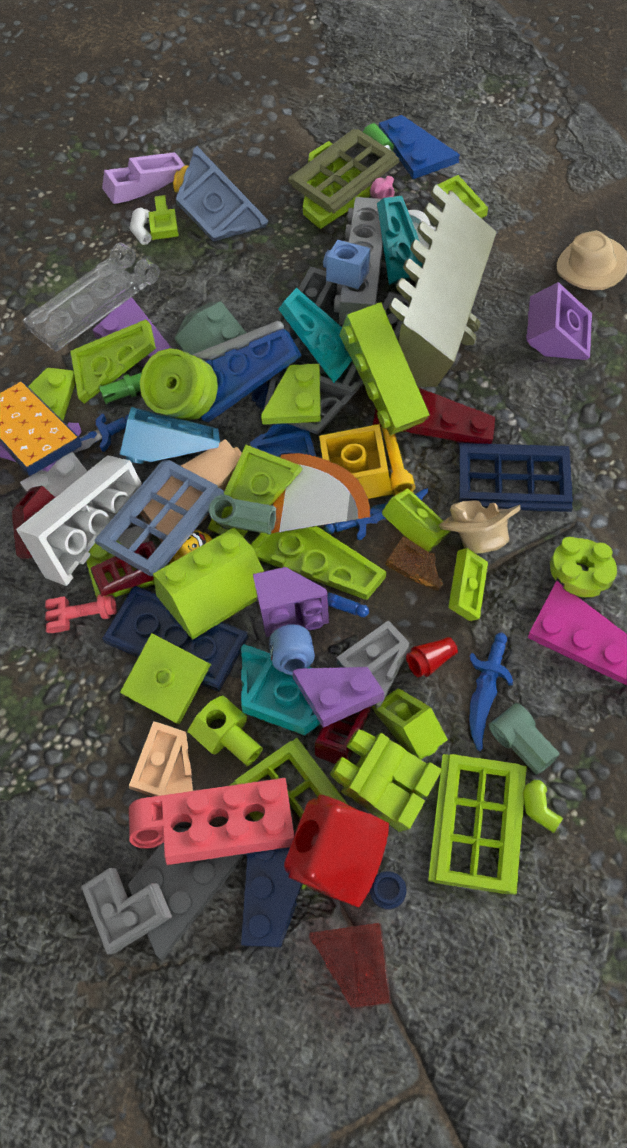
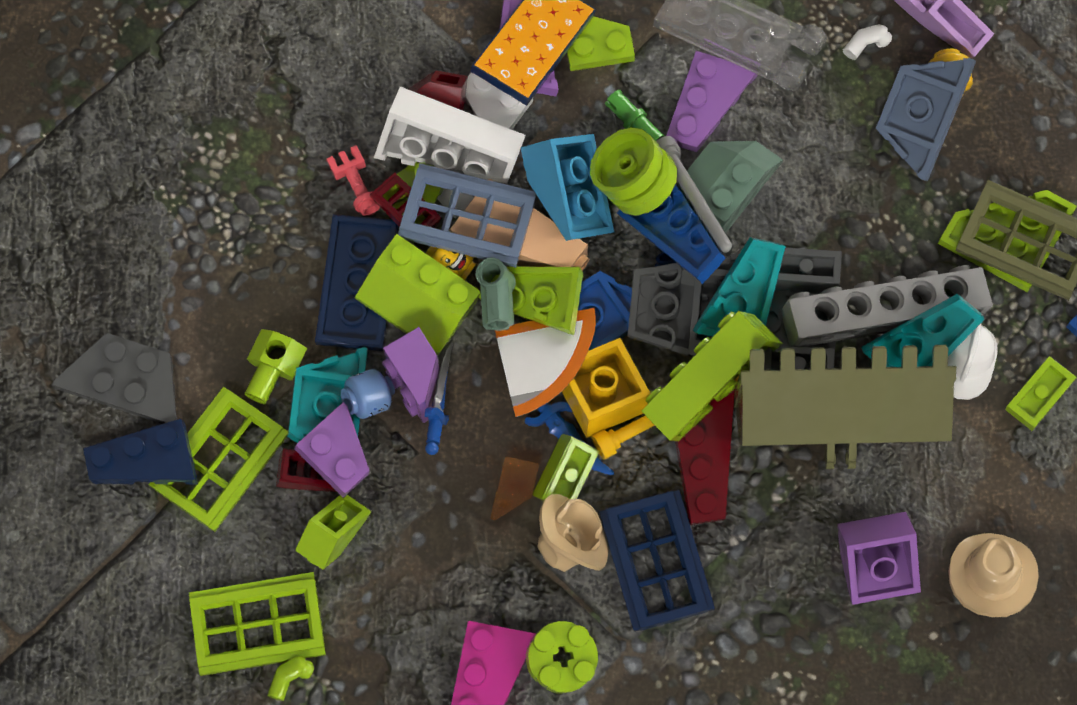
camera: 70 degrees right, 10 degrees up
(103, 432) = (568, 116): blue piece -> none
(110, 357) = (656, 85): lime wing -> none
(122, 918) = (75, 337): light grey tile -> none
(155, 817) = (168, 333): coral hinge -> none
(163, 220) = (879, 63): lime plate -> none
(163, 763) = (222, 322): light nougat wing -> none
(165, 678) = (307, 289): lime plate -> none
(296, 397) = (660, 297): lime wing -> none
(320, 558) = (483, 395): lime wing -> none
(337, 850) = (180, 498): red piece -> none
(347, 264) = (835, 302): medium blue brick -> none
(357, 963) = (96, 552): clear red wing -> none
(380, 652) = (391, 480): light grey wing -> none
(382, 188) = (1019, 295): bright pink plate -> none
(386, 779) = (266, 518): lime hips -> none
(388, 890) = (168, 560): dark blue plate -> none
(428, 657) = (411, 531): red cone -> none
(468, 584) = (502, 545): lime plate -> none
(486, 687) = (398, 595): blue piece -> none
(517, 730) = (355, 635): sand green piece -> none

